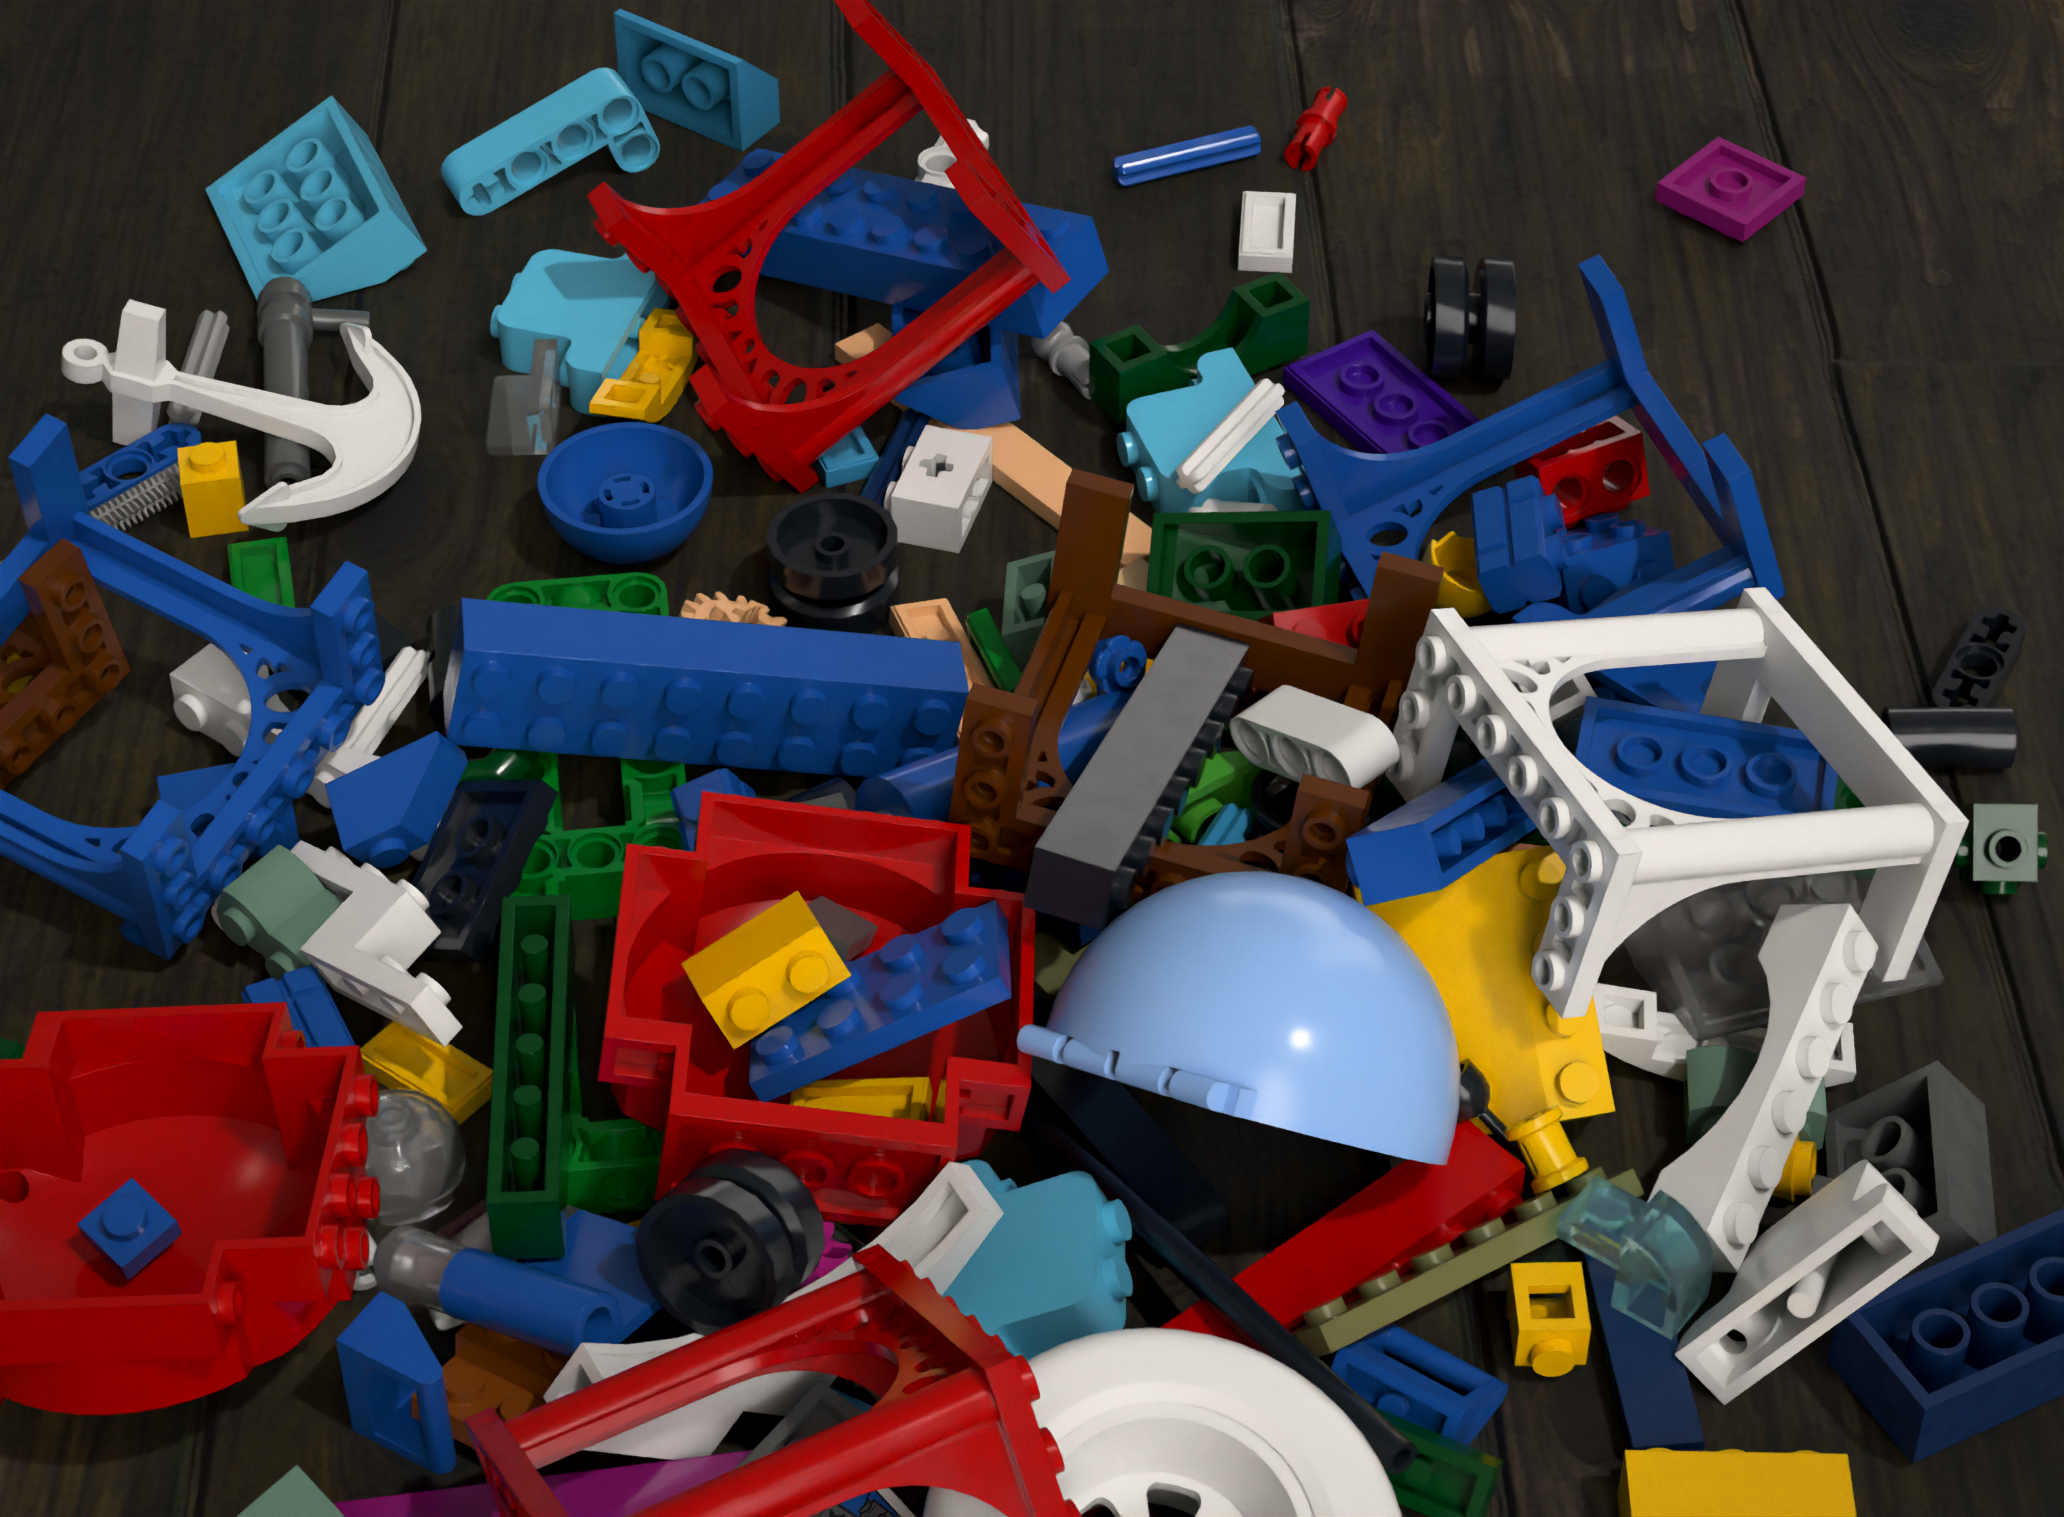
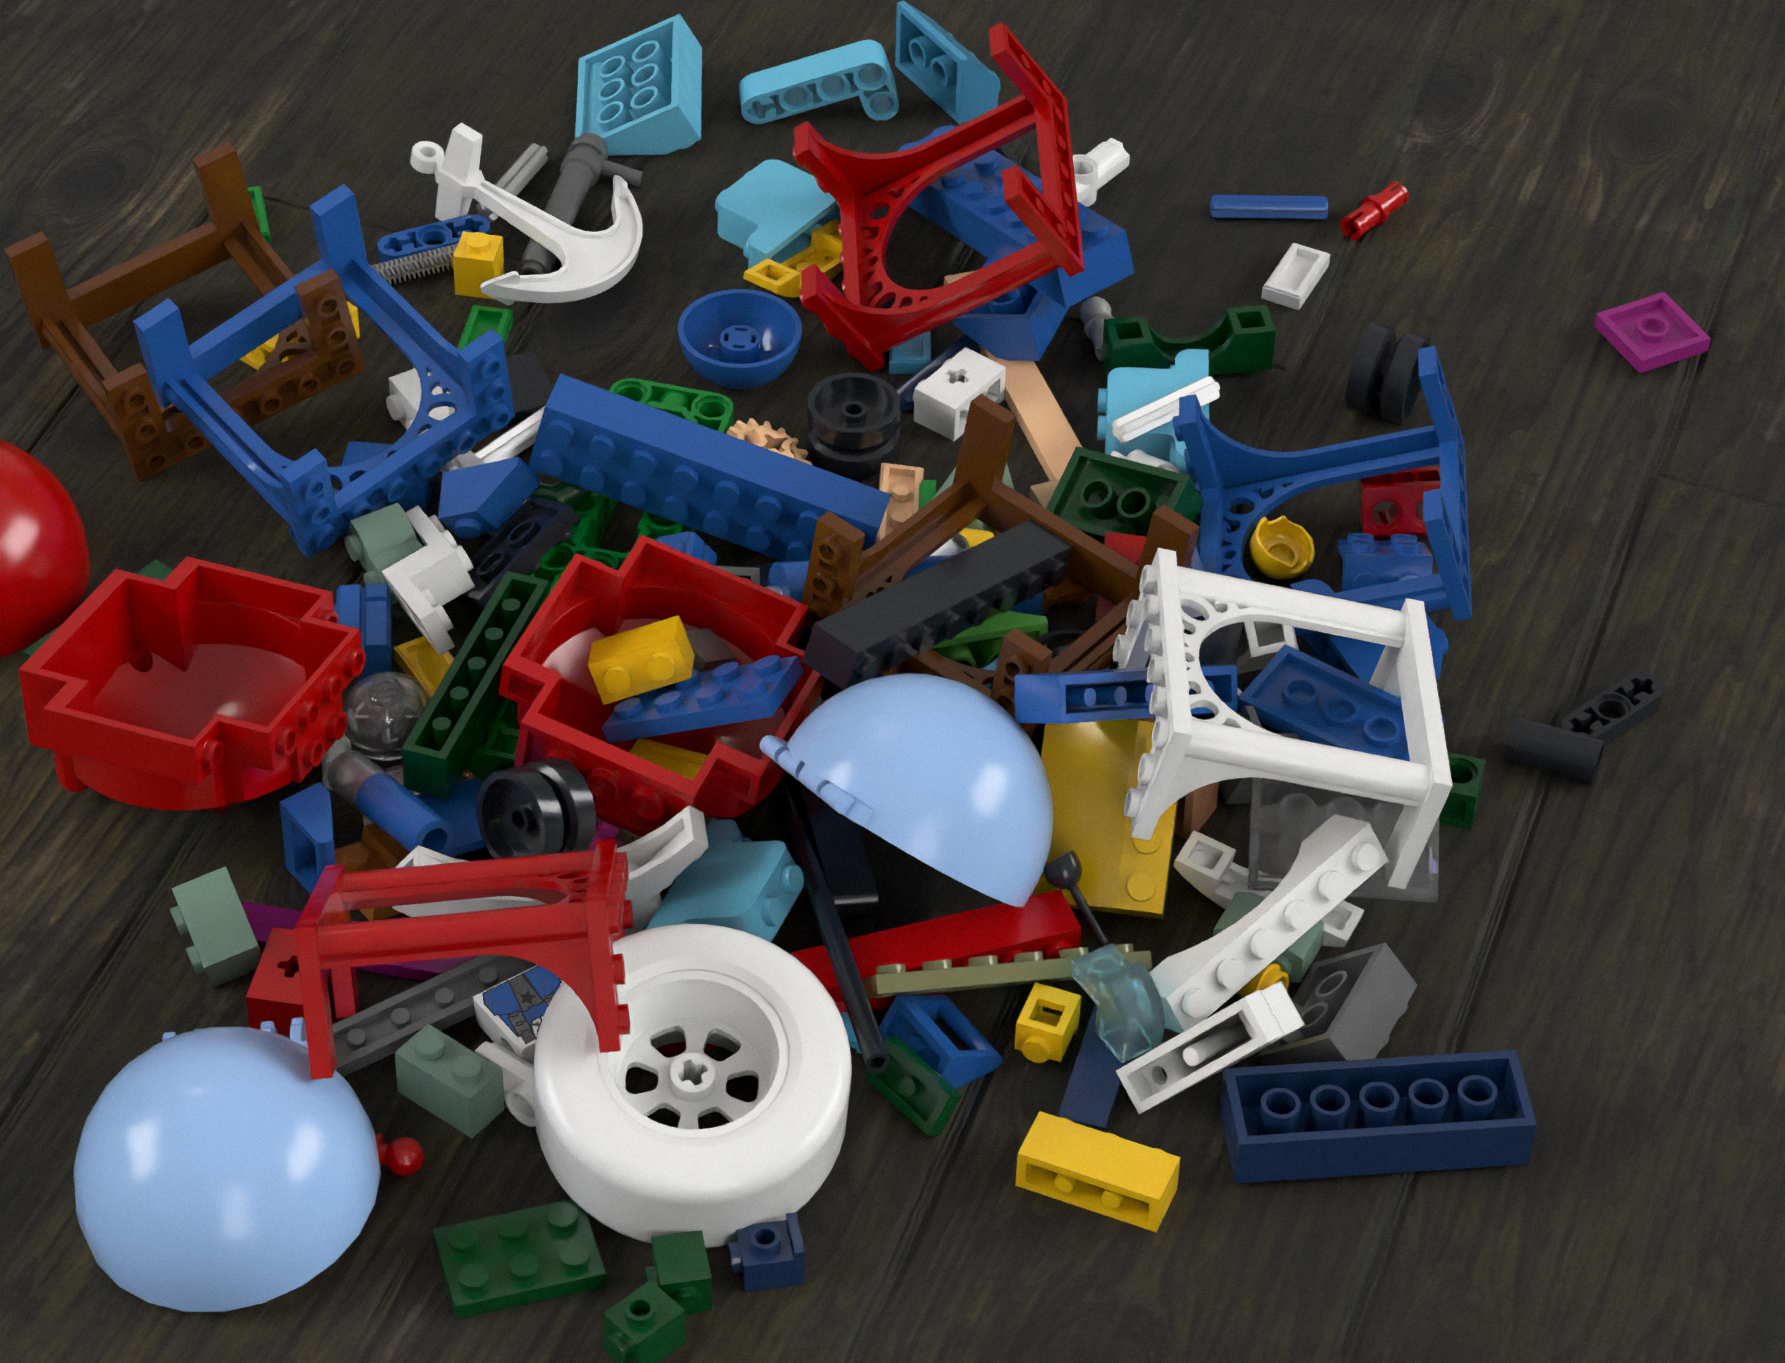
camera: 20 degrees right, 0 degrees up
(129, 1229) = (196, 704): blue plate -> none
(527, 406) = (716, 263): clear panel -> none
(1107, 661) = (980, 528): blue plate -> none
(1314, 736) = (1072, 619): white beam -> none
(1376, 396) = (1301, 410): dark purple tile -> none
(1518, 544) = (1317, 535): blue brick -> none
(1546, 1149) = (1101, 921): yellow bush -> none
(2022, 846) = (1554, 833): brick -> none

